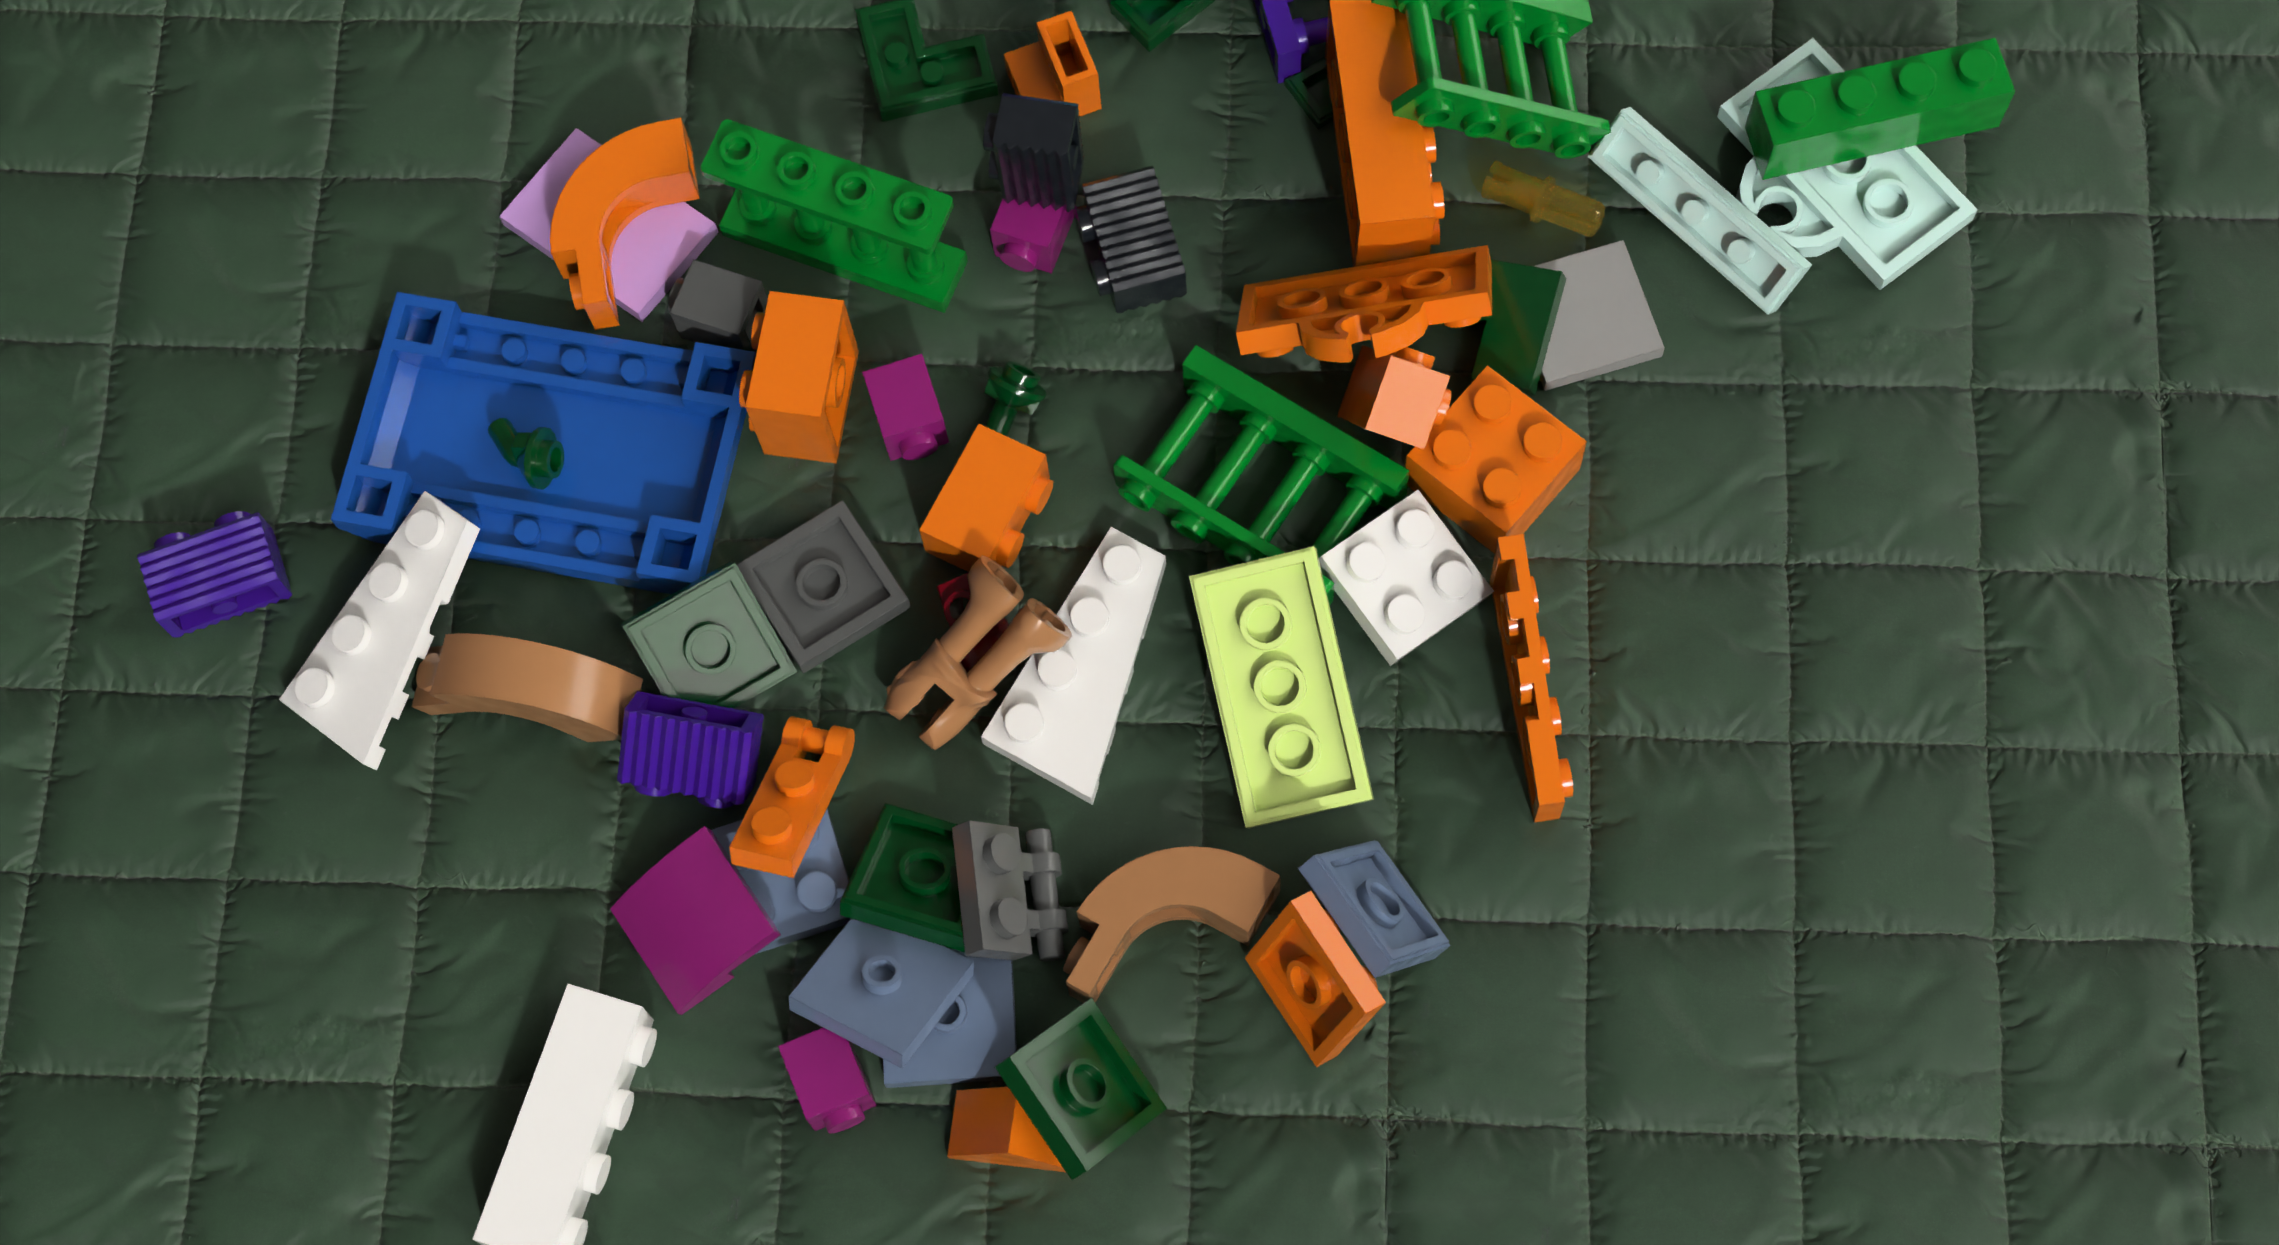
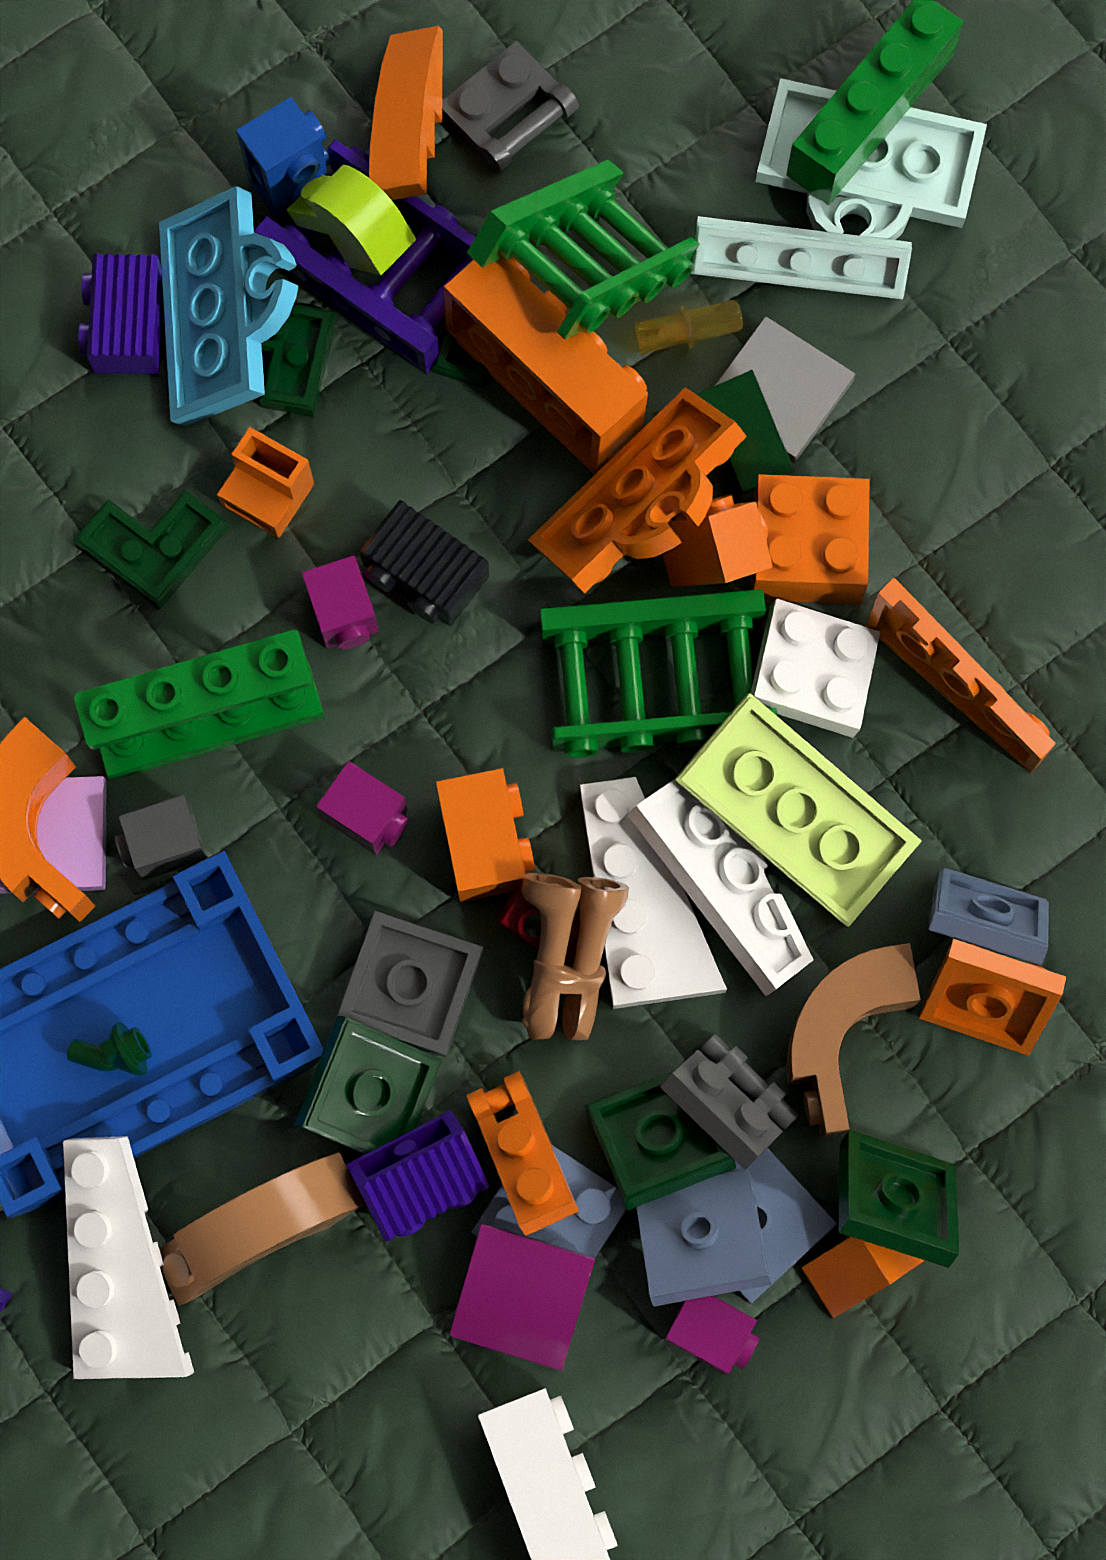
camera: 45 degrees left, 5 degrees up
(800, 376) = (270, 832): orange brick -> none
(1015, 390) = (426, 737): dark green plate -> none
(1035, 150) = (322, 550): black brick -> none
(1164, 705) = (725, 883): none -> white wing

